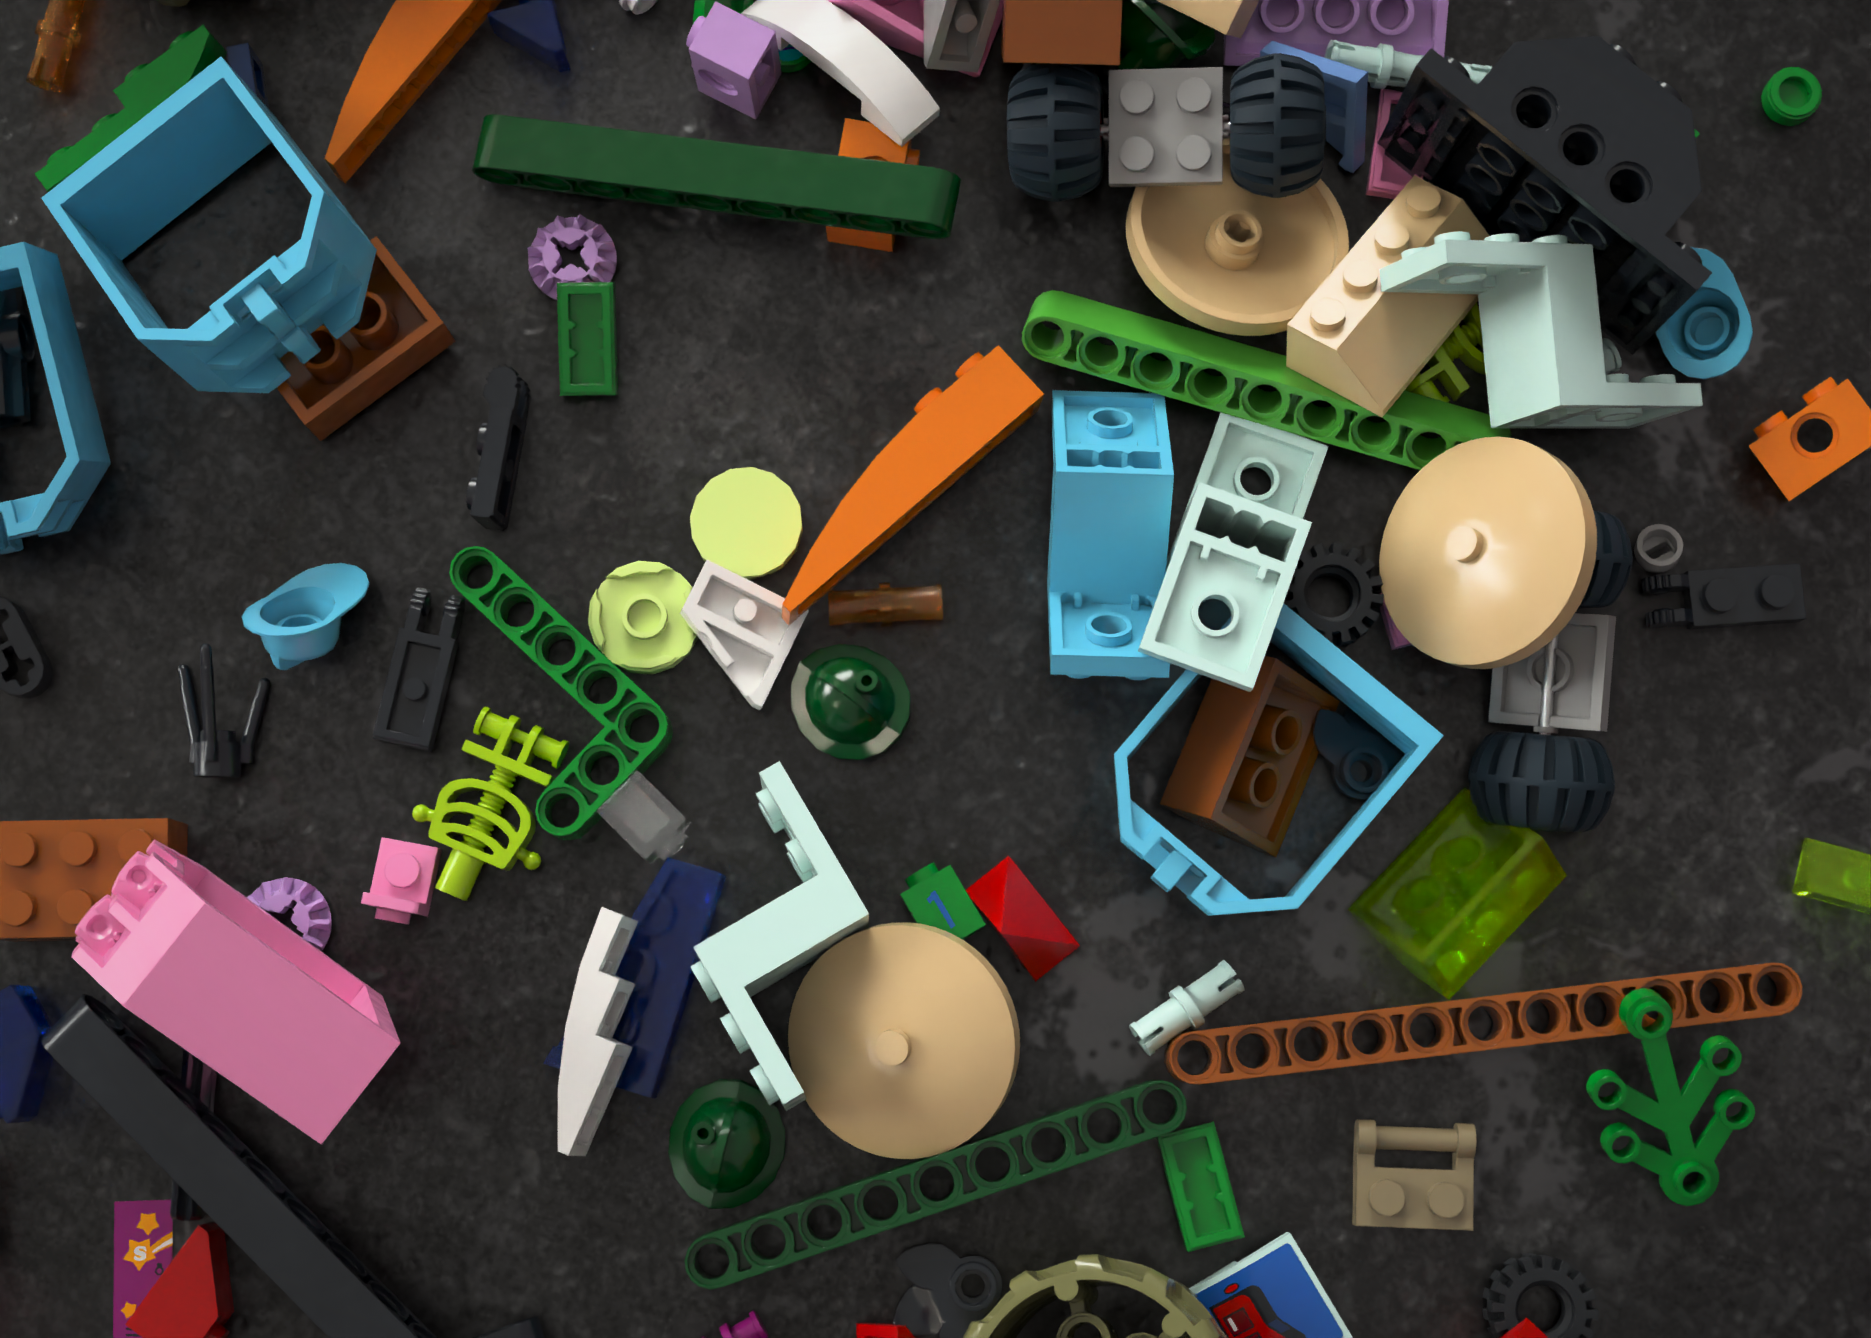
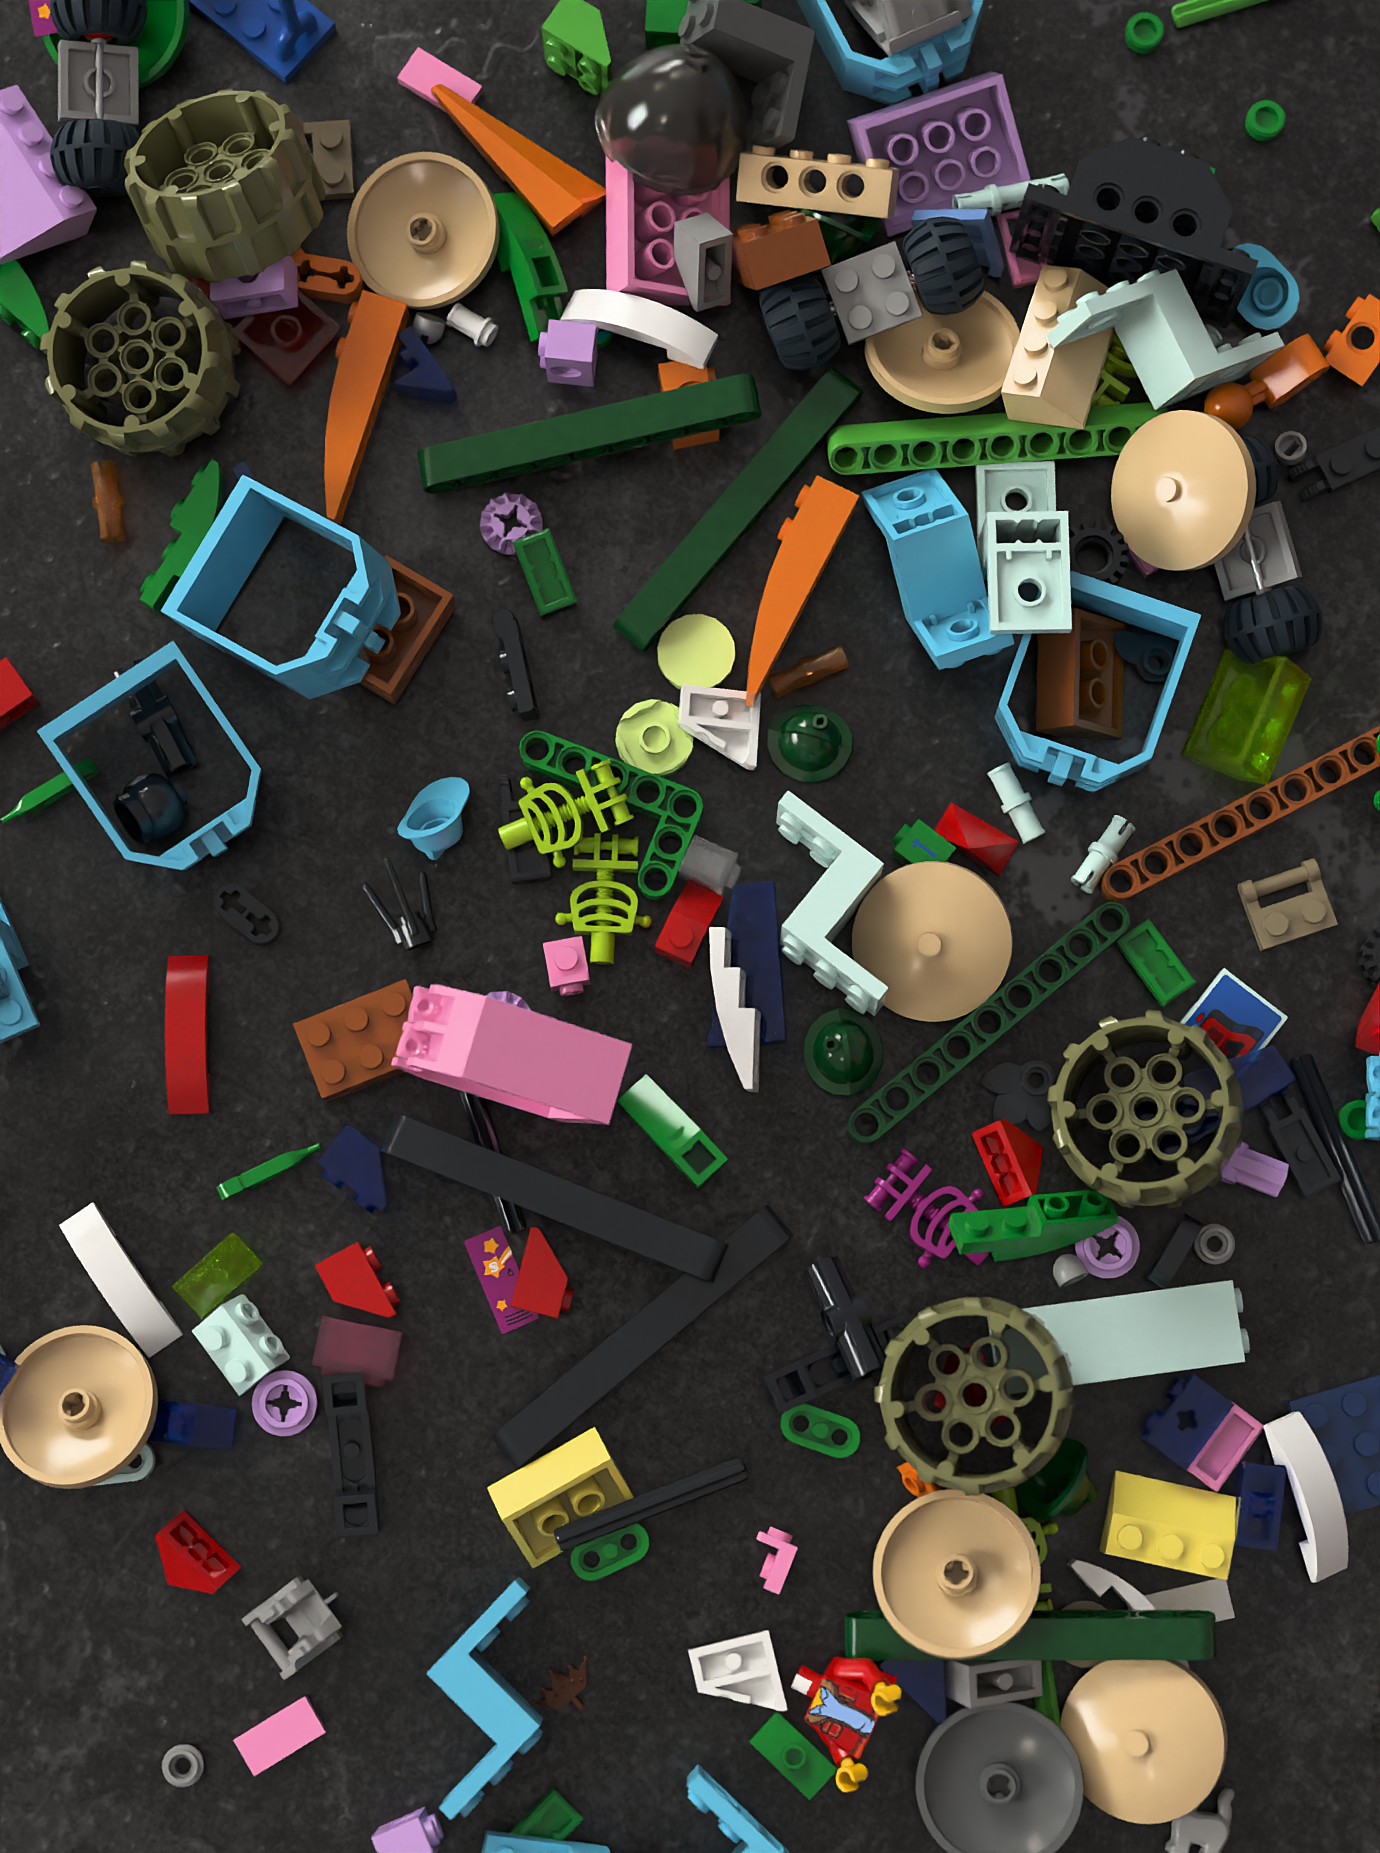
camera: 20 degrees left, 0 degrees up
(434, 674) = (530, 827): none -> lime torso
(448, 1167) = (673, 1131): none -> green slope
(578, 888) = (688, 924): none -> red slope
(877, 352) = (738, 509): none -> dark green beam
(1095, 891) = (1016, 802): none -> light aqua pin
(1666, 448) = (1272, 382): none -> orange beam

